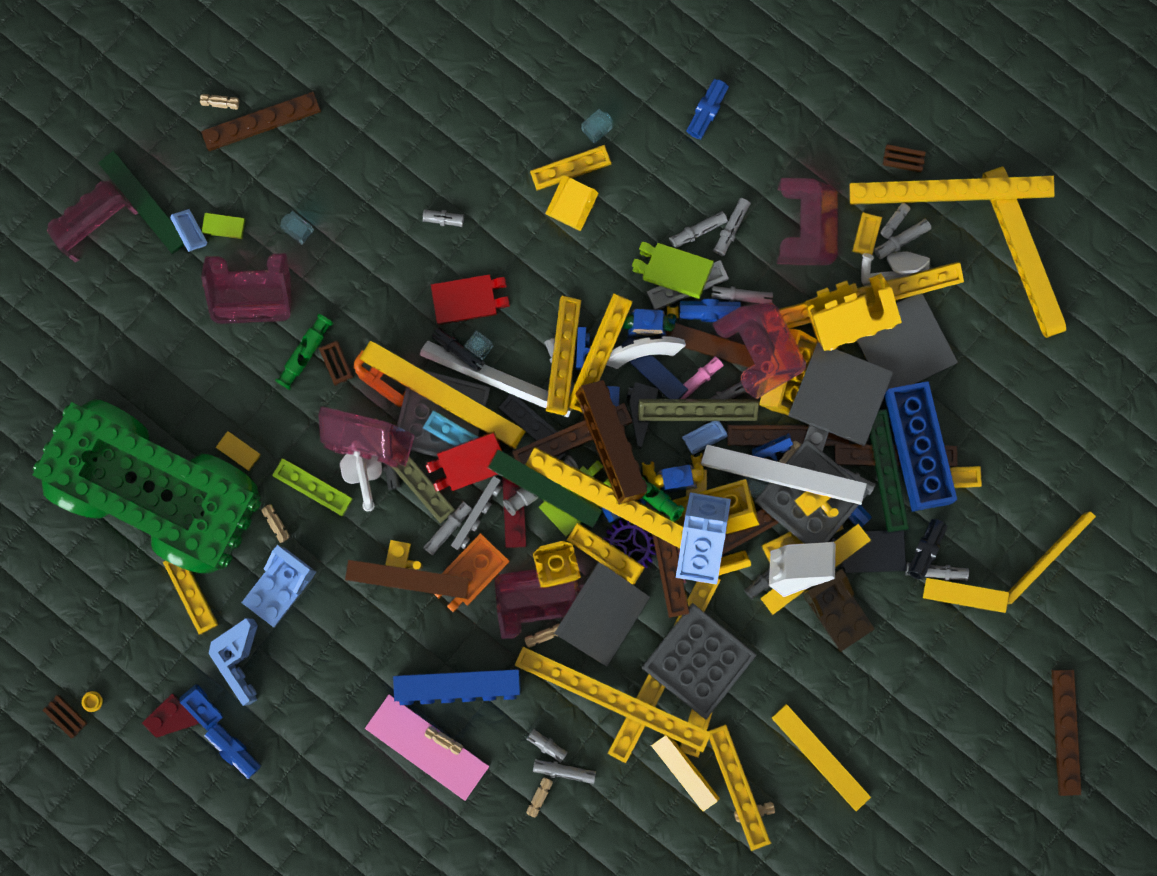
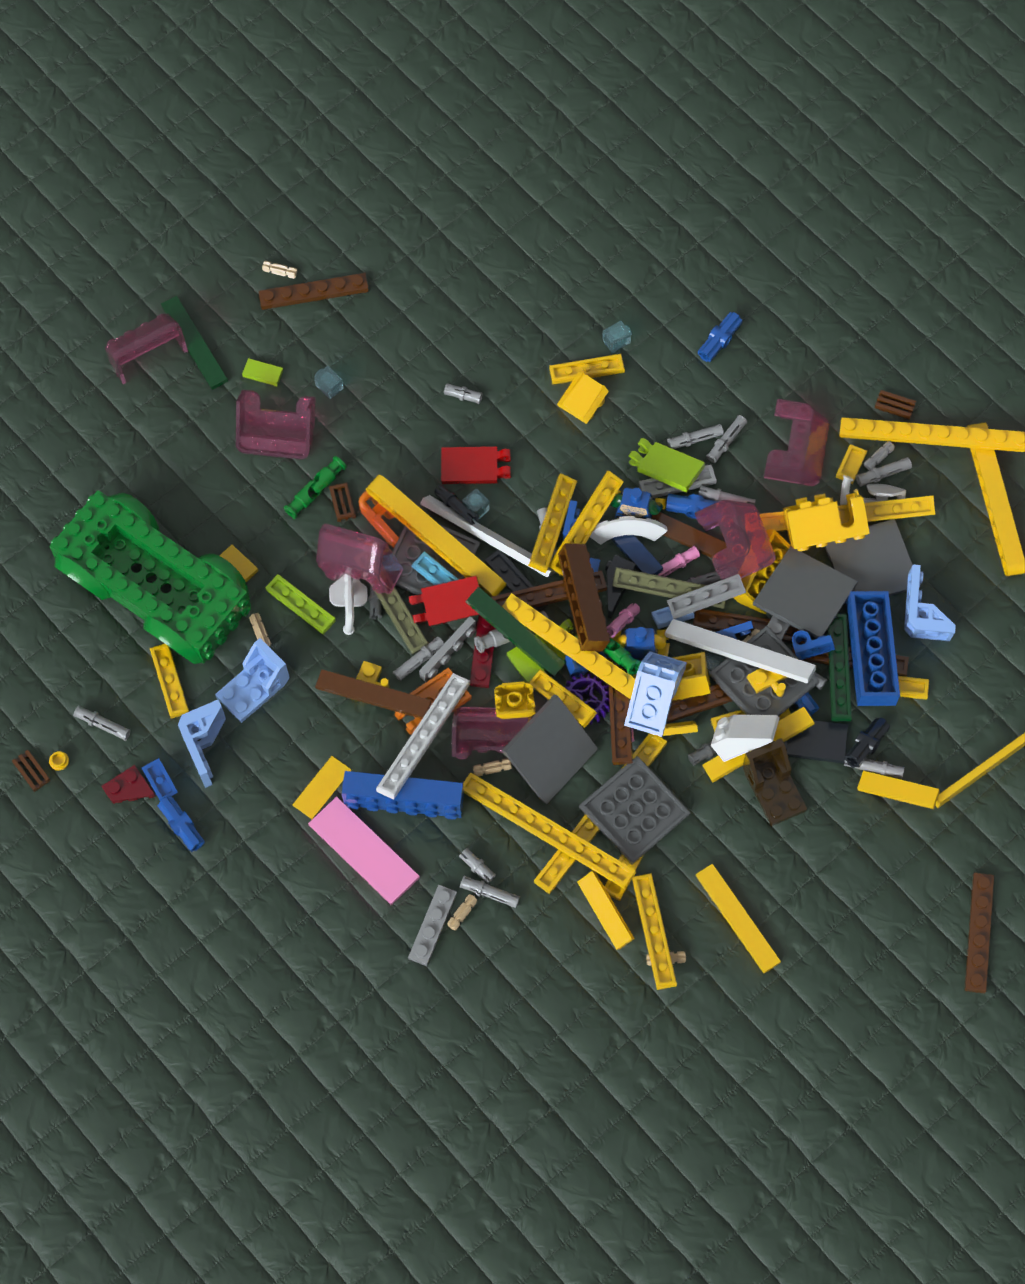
camera: 10 degrees right, 15 degrees down
(133, 654) = (95, 719): none -> light grey pin
(188, 230) = (230, 370): light blue tile -> none
(371, 684) = (321, 787): none -> yellow sticker
(443, 740) = (380, 844): tan axle -> none
(468, 622) = (423, 736): none -> white tile
(511, 815) = (432, 925): none -> light grey plate
(657, 450) = (625, 617): none -> bright pink pin
(738, 416) = (706, 596): none -> light grey plate
(867, 451) = (811, 648): none -> blue plate
(976, 405) = (924, 619): none -> light blue bracket

